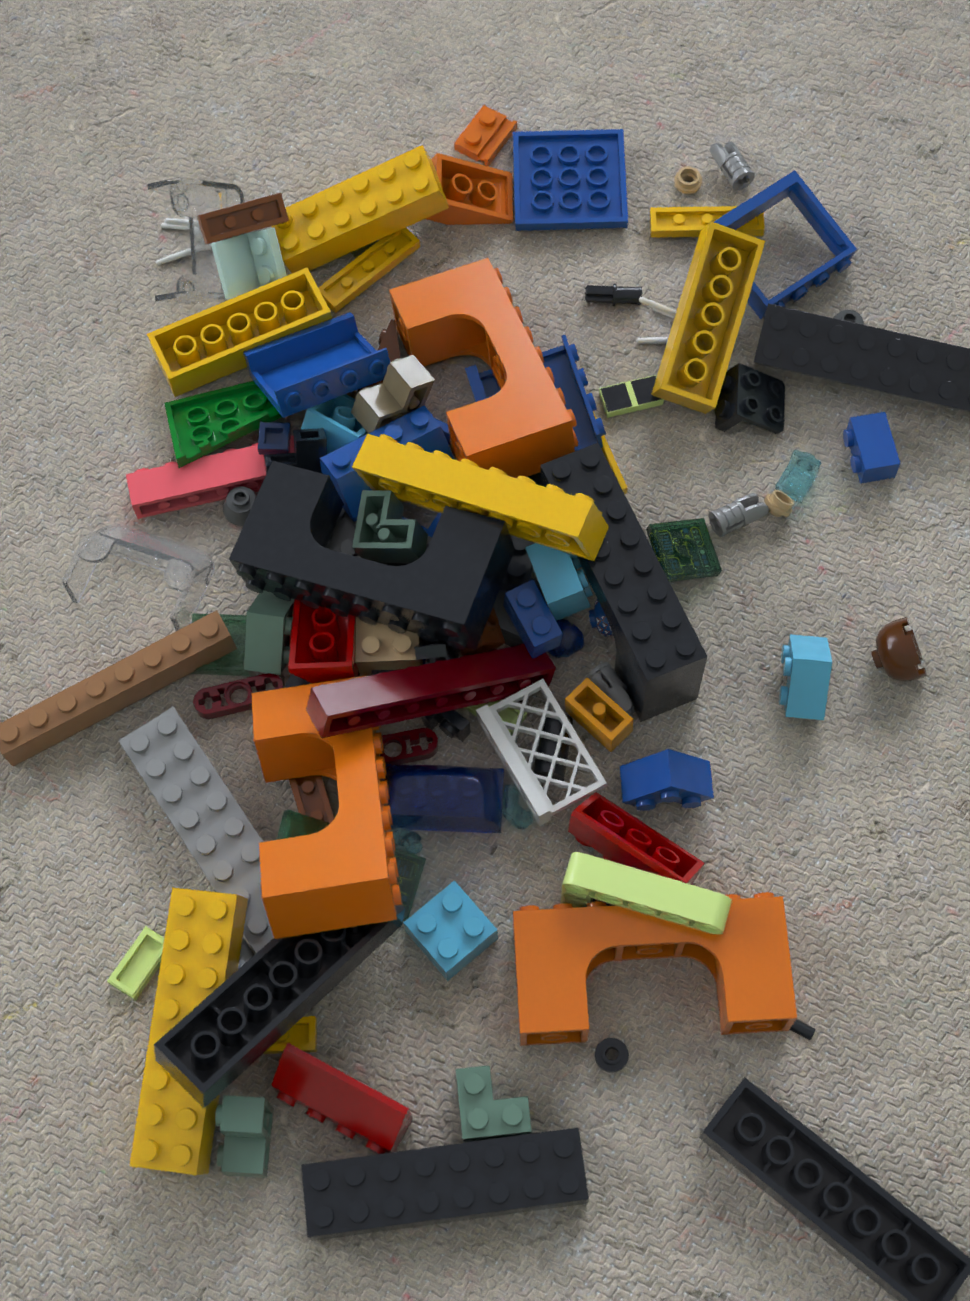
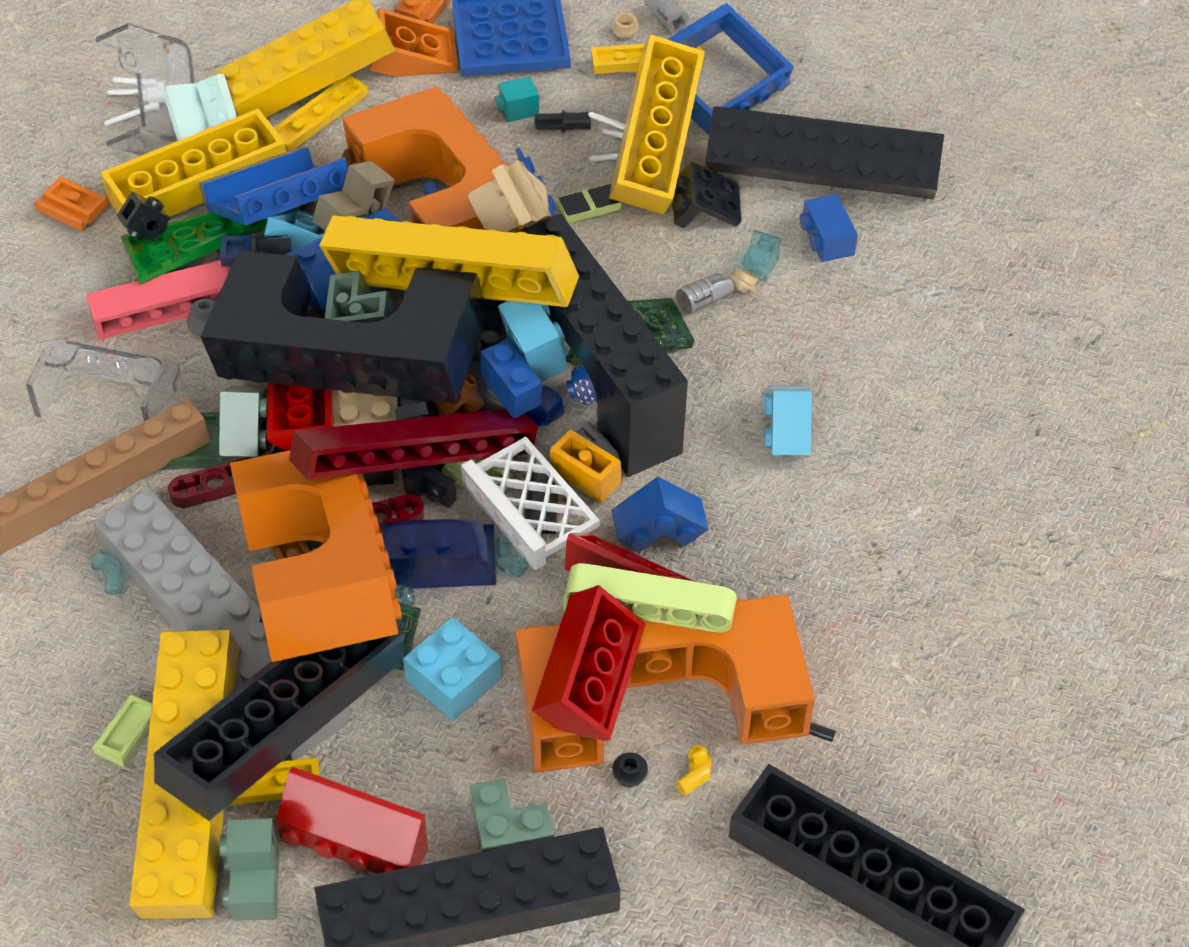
camera: 10 degrees left, 15 degrees down
(118, 360) = (71, 203): none -> orange plate
(135, 785) = (111, 568): none -> clear light blue arm
(185, 391) = (143, 217): none -> black brick
(242, 218) = (192, 66): dark orange plate -> none
(549, 429) = (511, 199): none -> tan piece
(570, 266) = (517, 99): none -> teal brick
(580, 964) = (589, 665): none -> red slope
(677, 1062) = (699, 770): none -> yellow arm
(898, 652) = (876, 392): reddish brown cylinder -> none

